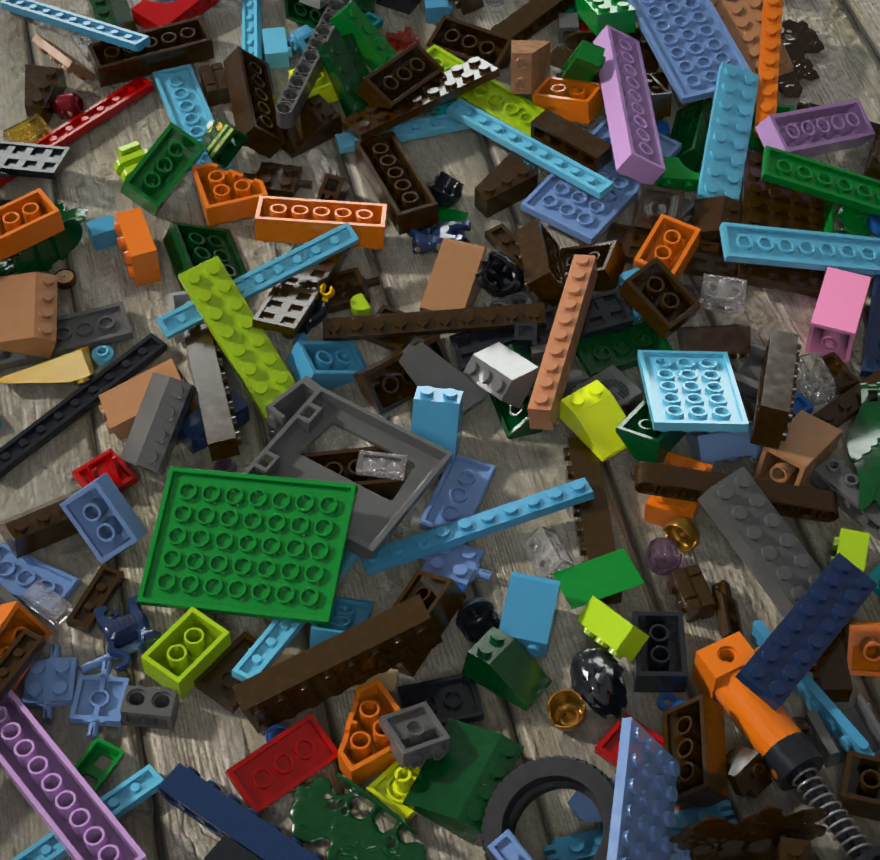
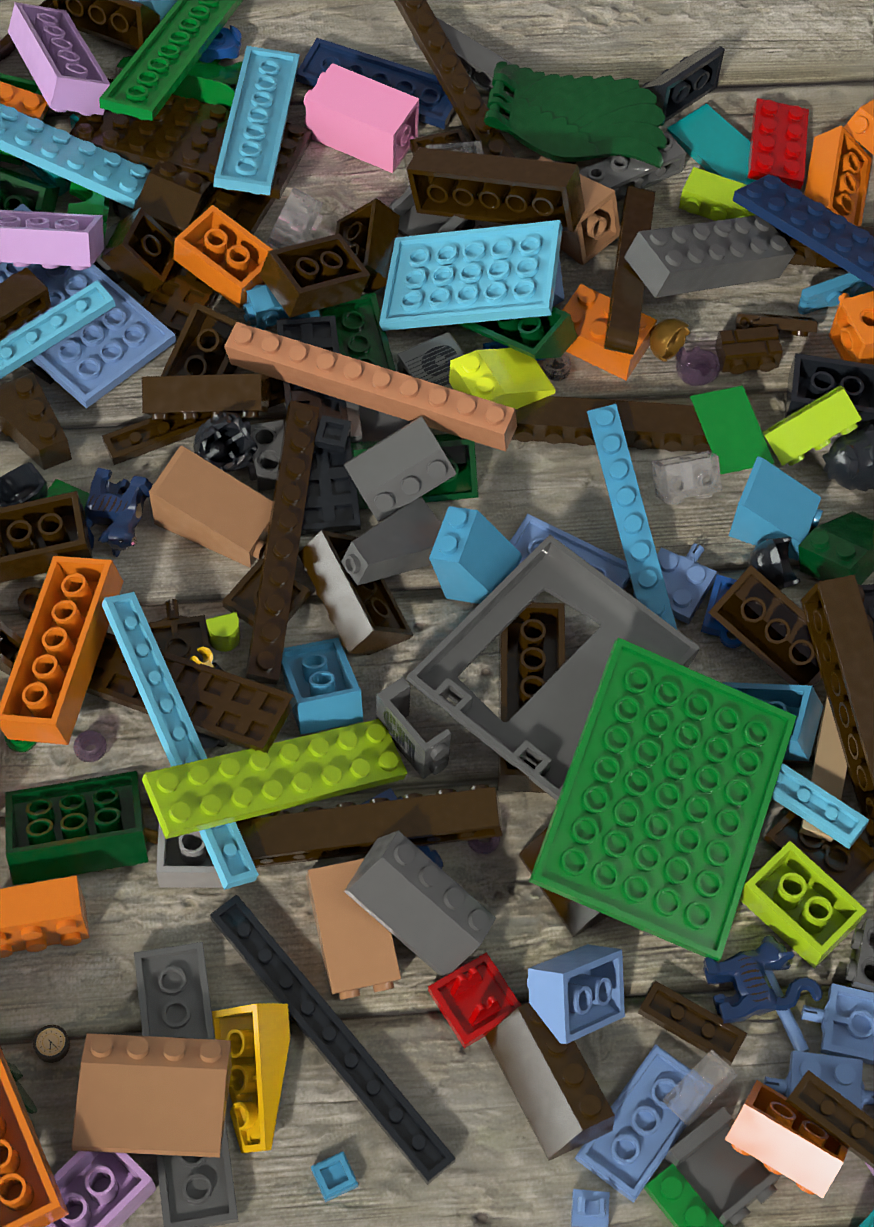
camera: 85 degrees left, 10 degrees up
(102, 355) = (235, 1000): medium azure plate -> none
(264, 257) = (89, 738): none -> clear purple plate
(381, 465) = (562, 616): clear plate -> none

